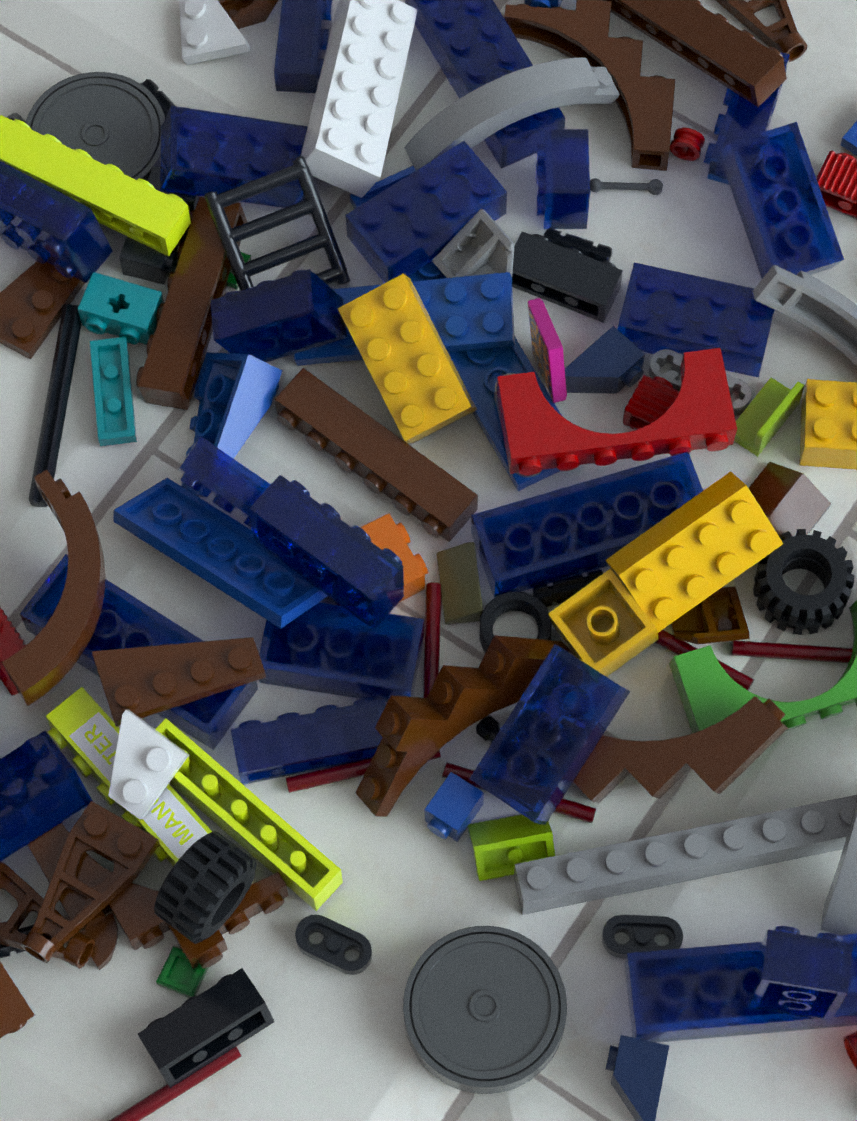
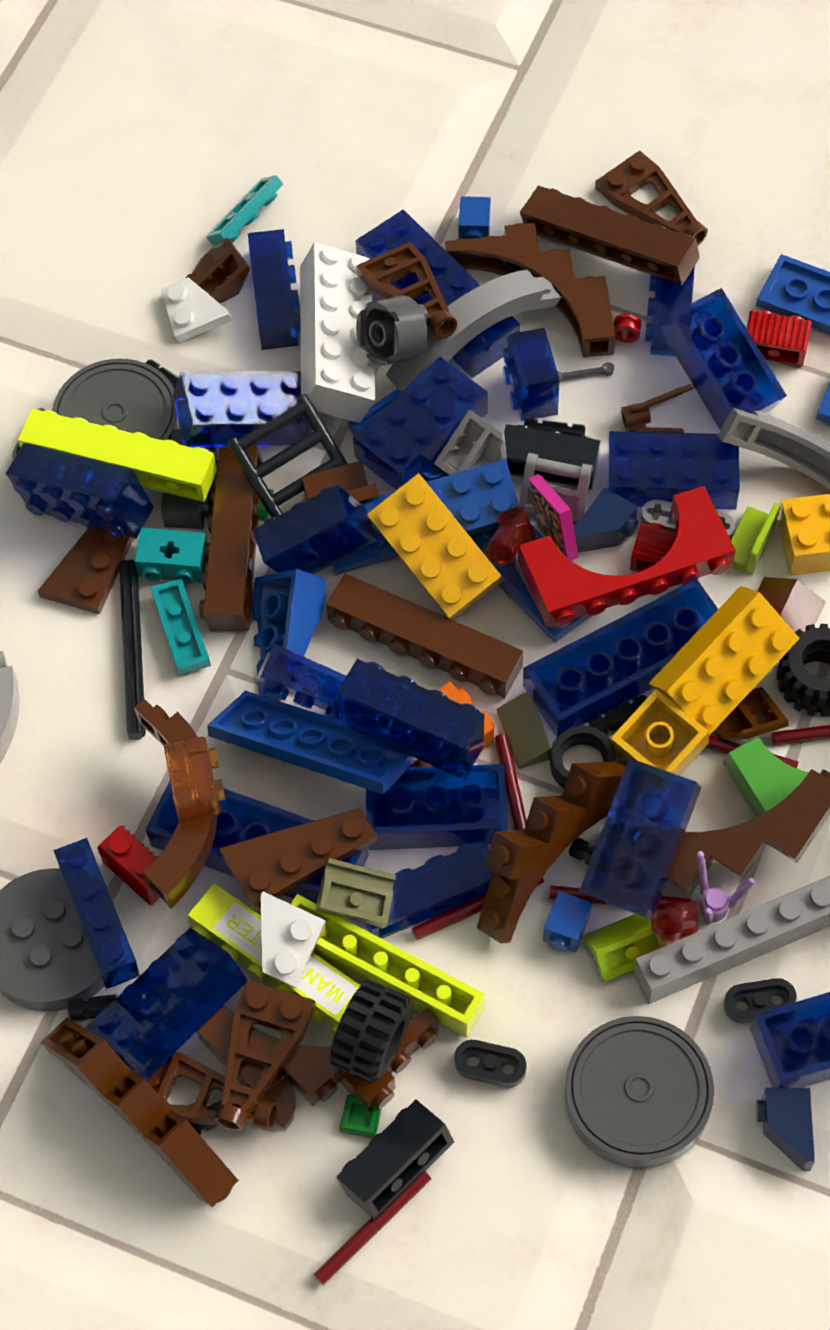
camera: 10 degrees left, 5 degrees down
(76, 571) = (193, 779): none -> clear orange brick
(228, 730) = (356, 893): none -> olive plate
(329, 262) = (349, 477): none -> reddish brown panel
(416, 101) = (393, 329): none -> dark grey brick
(438, 25) = (401, 262): none -> reddish brown plate
(496, 359) = (513, 531): none -> clear red piece
(570, 832) = (676, 920): none -> clear red piece
(571, 329) = (573, 496): none -> light grey plate
(620, 816) = (716, 901): none -> lavender plant
(674, 247) = (638, 415): none -> reddish brown plant

